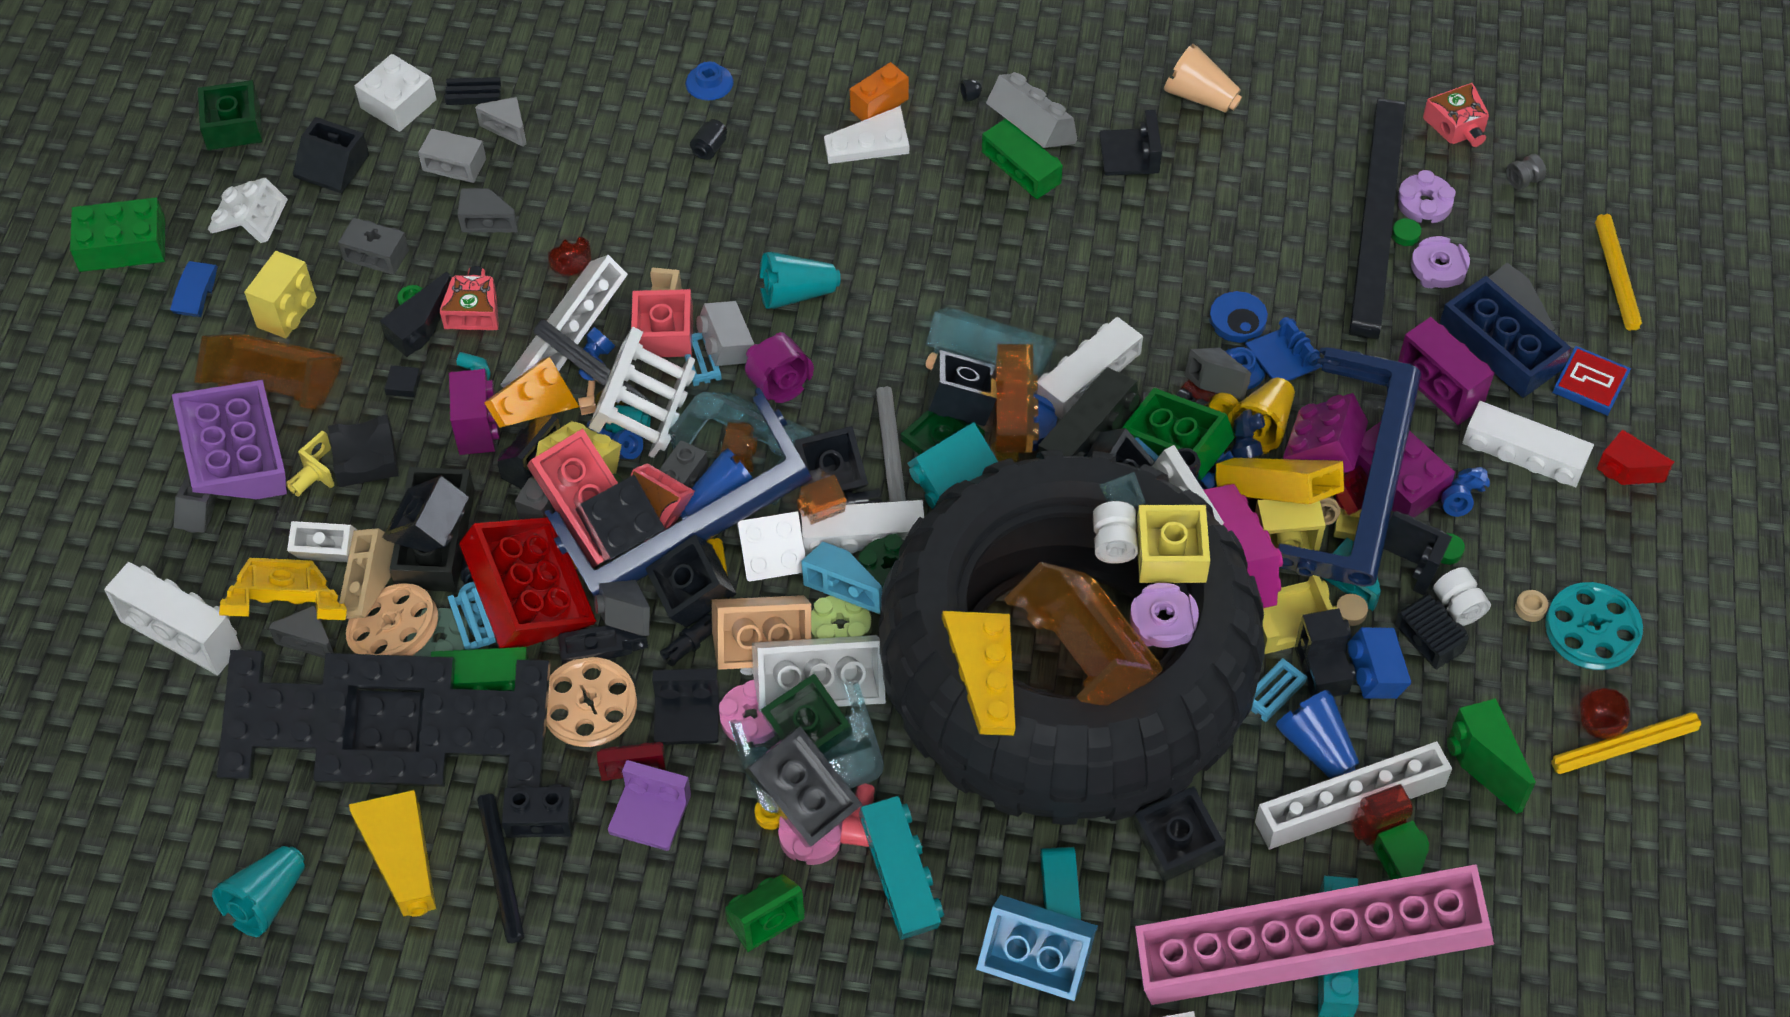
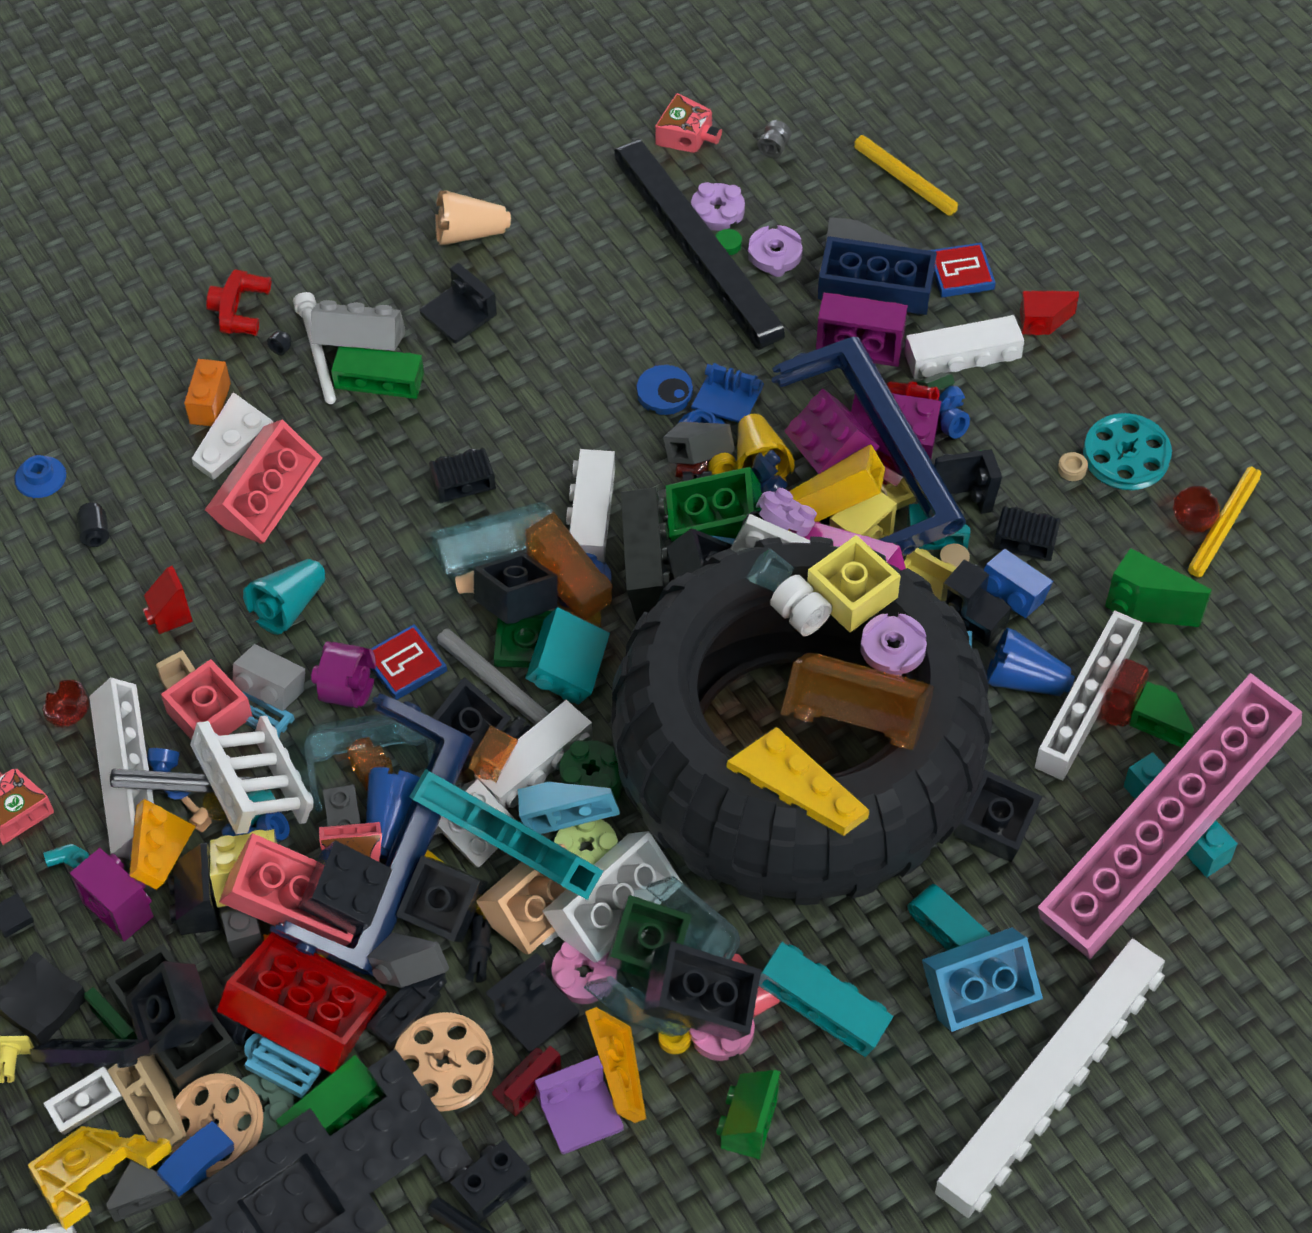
camera: 40 degrees left, 0 degrees up
(353, 509) = (96, 1051): none -> black plate
(353, 634) = (192, 1159): none -> blue slope
(395, 491) = (108, 1015): none -> dark green tile
(705, 230) = (167, 603): none -> red slope
(706, 796) = (619, 1063): none -> light orange wing
(782, 610) = (507, 834): none -> teal arch
(838, 392) = (406, 662): none -> red tile
(859, 188) = (264, 482): none -> coral slope
(960, 33) = (227, 299): none -> red connector
(992, 115) = (303, 306): none -> white piece
(1011, 278) = (462, 474): none -> black brick
(1217, 468) = (786, 512): none -> lavender plate
(1444, 450) = (914, 390): none -> red axle
(1459, 593) = (1024, 492): white wheel -> none
(1473, 457) = (939, 380): none -> dark green tile

